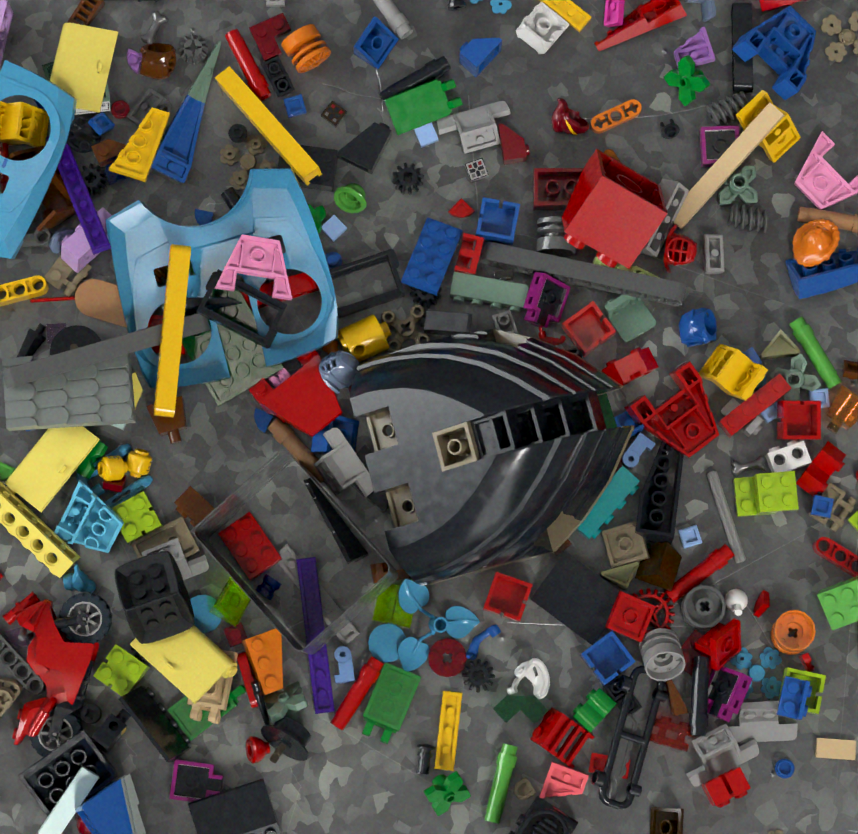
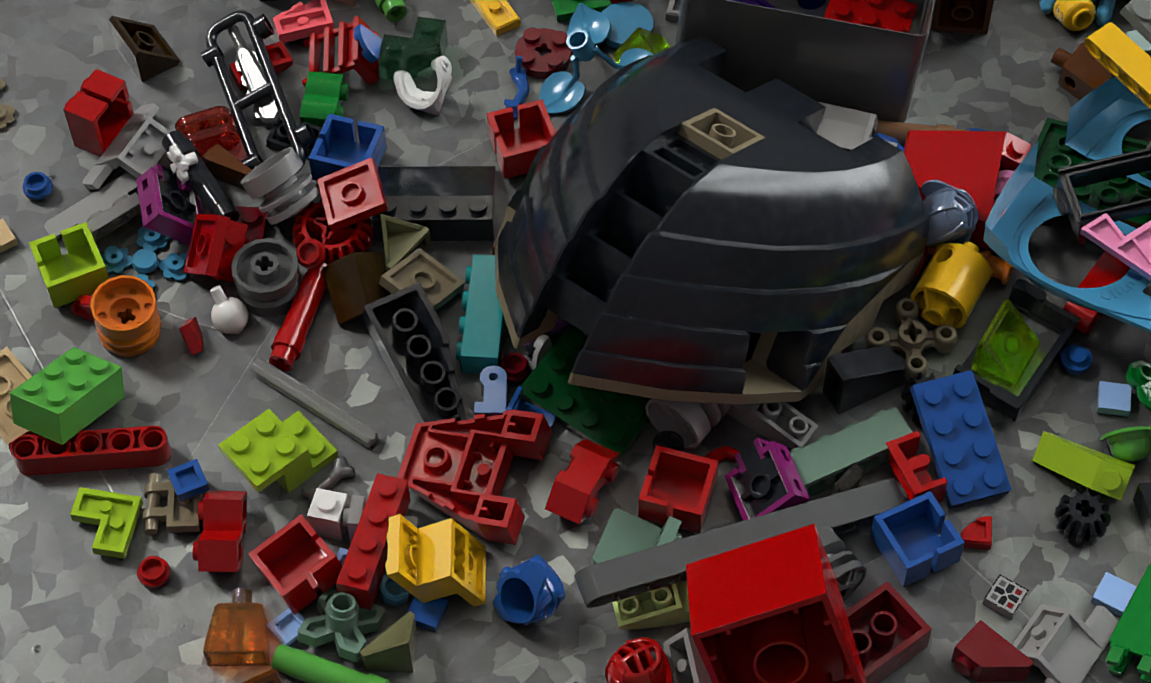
camera: 145 degrees right, 25 degrees down
(366, 287) = (1005, 347): none -> clear neon green slope
(384, 199) = (1084, 465): none -> lime slope
(476, 669) = (491, 52): black gear -> none
(548, 720) = (369, 42): none -> blue tile
(674, 599) = (311, 253): none -> red plate
(689, 536) = (345, 352): light blue tile -> none
(707, 705) = (181, 162): none -> white plant
(763, 441) = (327, 513): none -> white brick
(789, 462) = (271, 511): white brick -> none
(793, 698) = (74, 233): blue bracket -> none

